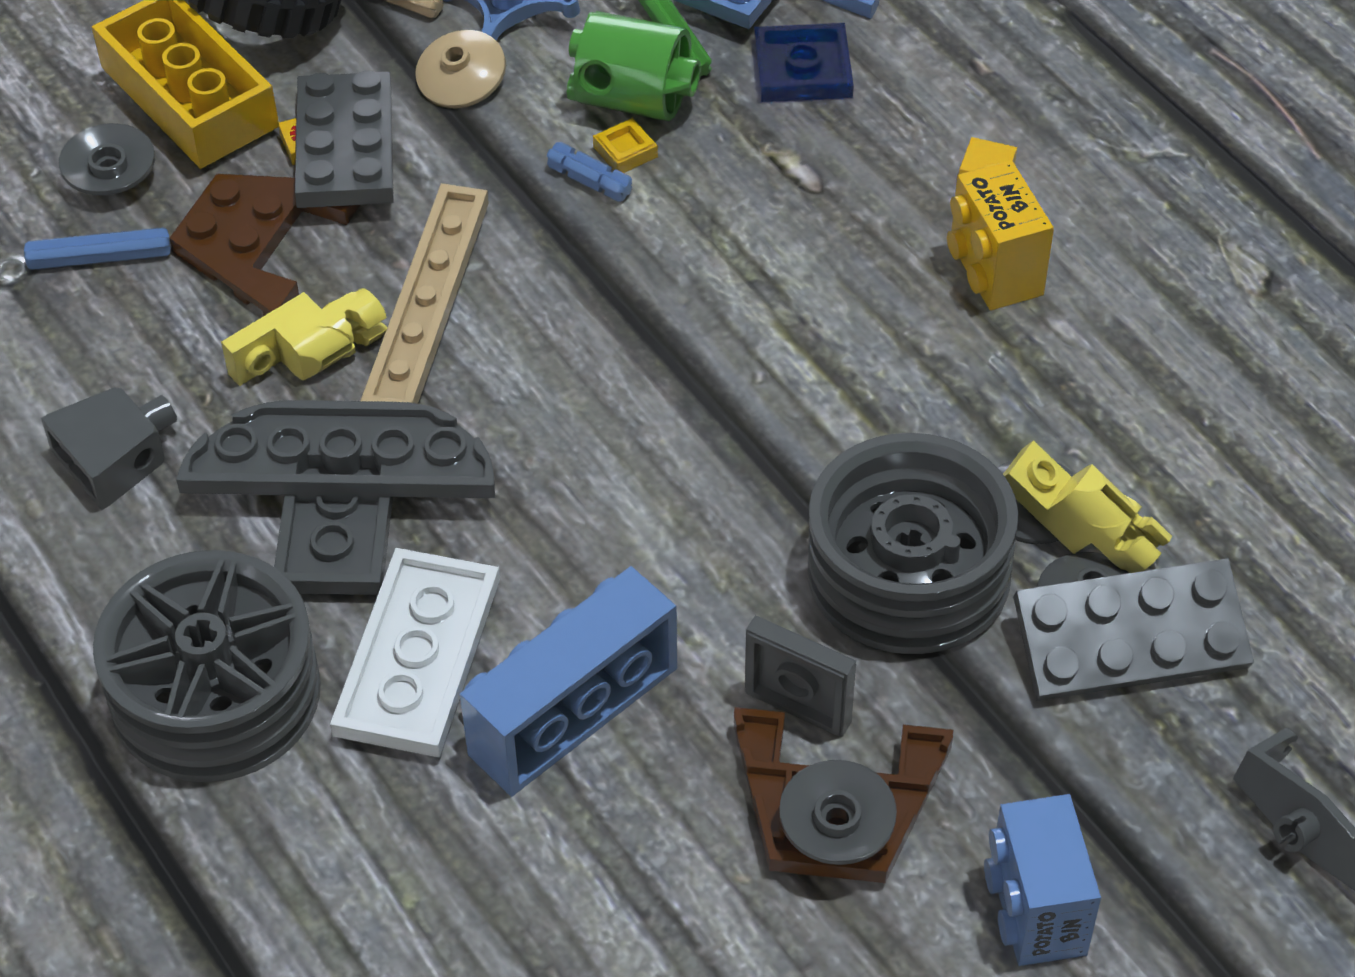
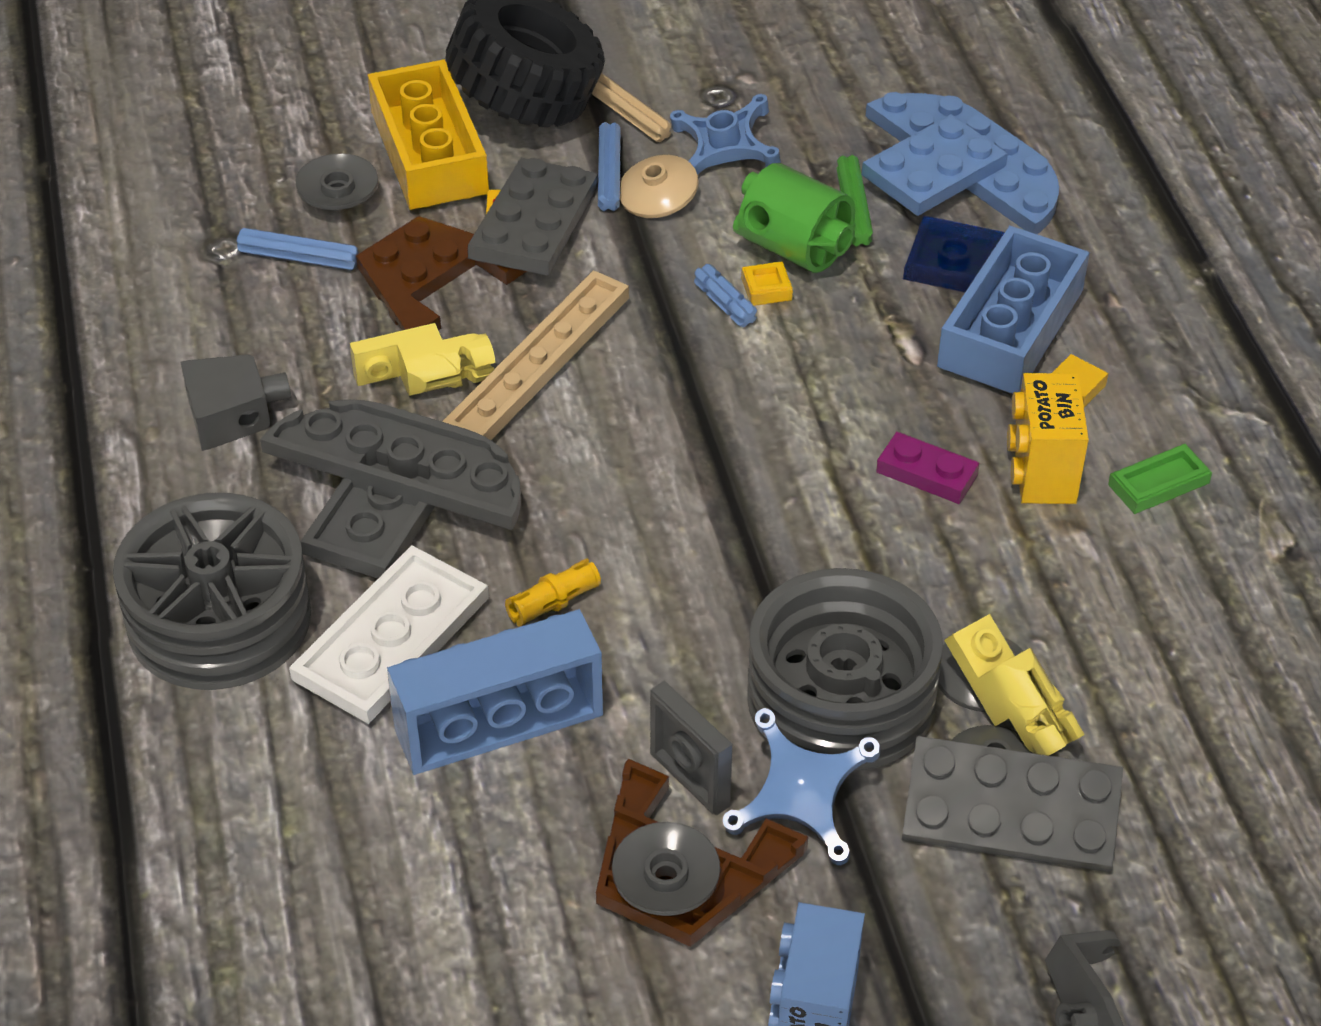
camera: 20 degrees right, 5 degrees down
(396, 60) = (609, 166): none -> medium blue axle
(567, 552) = (552, 592): none -> yellow pin
(882, 300) = (927, 467): none -> magenta plate
(897, 106) = (1012, 309): none -> medium blue brick
(924, 679) = (801, 786): none -> medium blue piece
(1114, 244) = (1159, 478): none -> bright green tile

